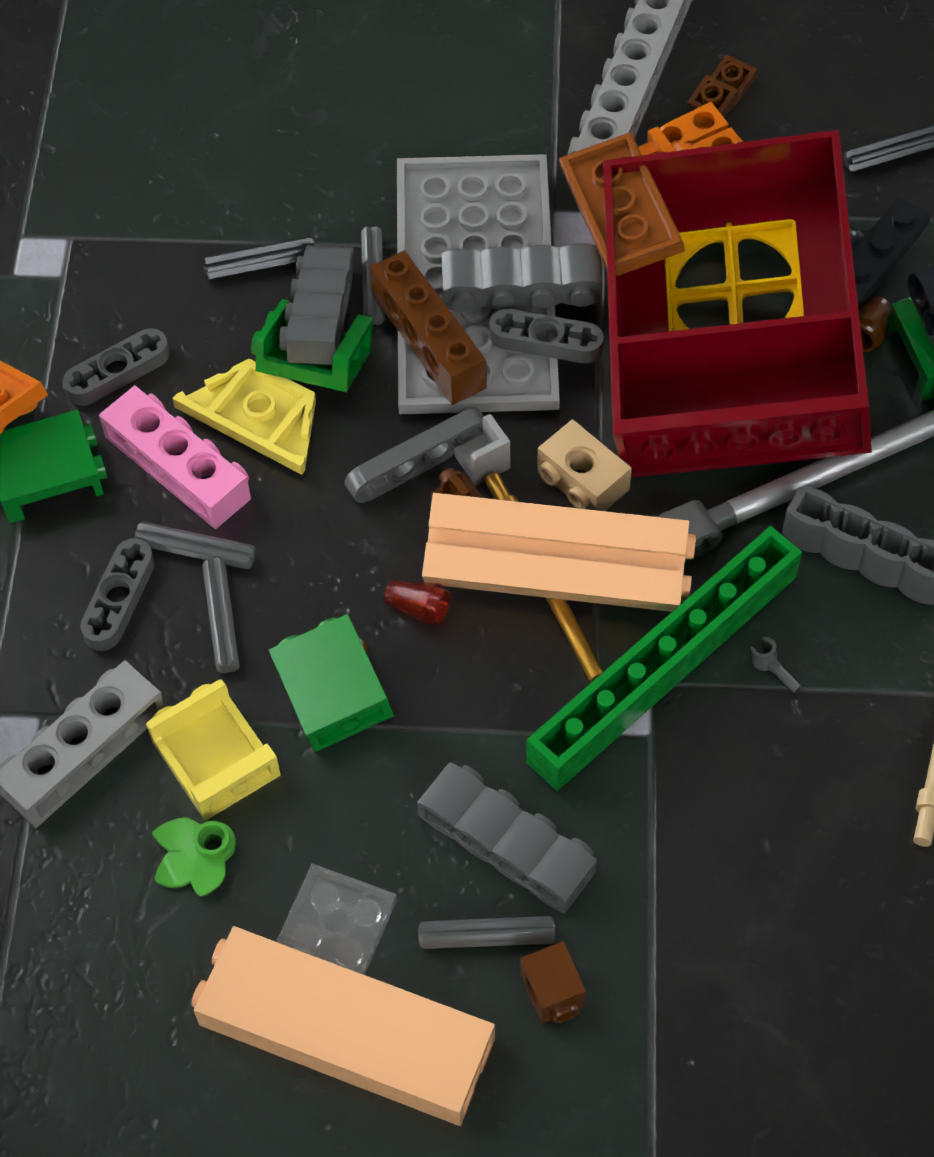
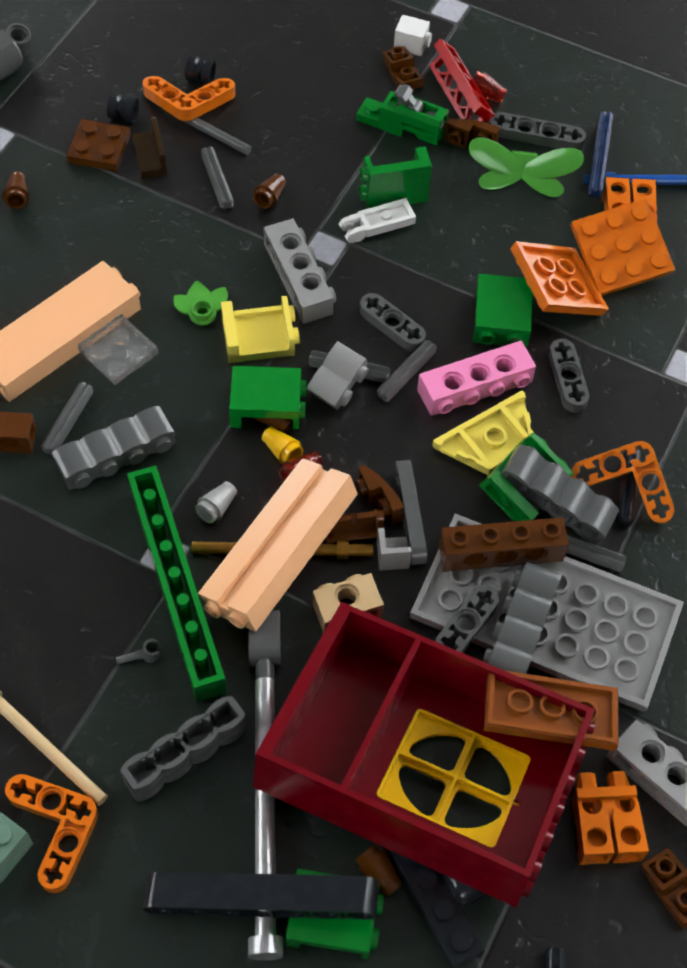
camera: 110 degrees right, 0 degrees up
(244, 241) = (639, 470): none -> orange beam
(254, 606) = (338, 375): none -> light grey brick
(393, 636) = (282, 445): none -> yellow cone
(407, 501) = (378, 491): none -> reddish brown slope
(521, 674) = (215, 502): none -> light grey cone

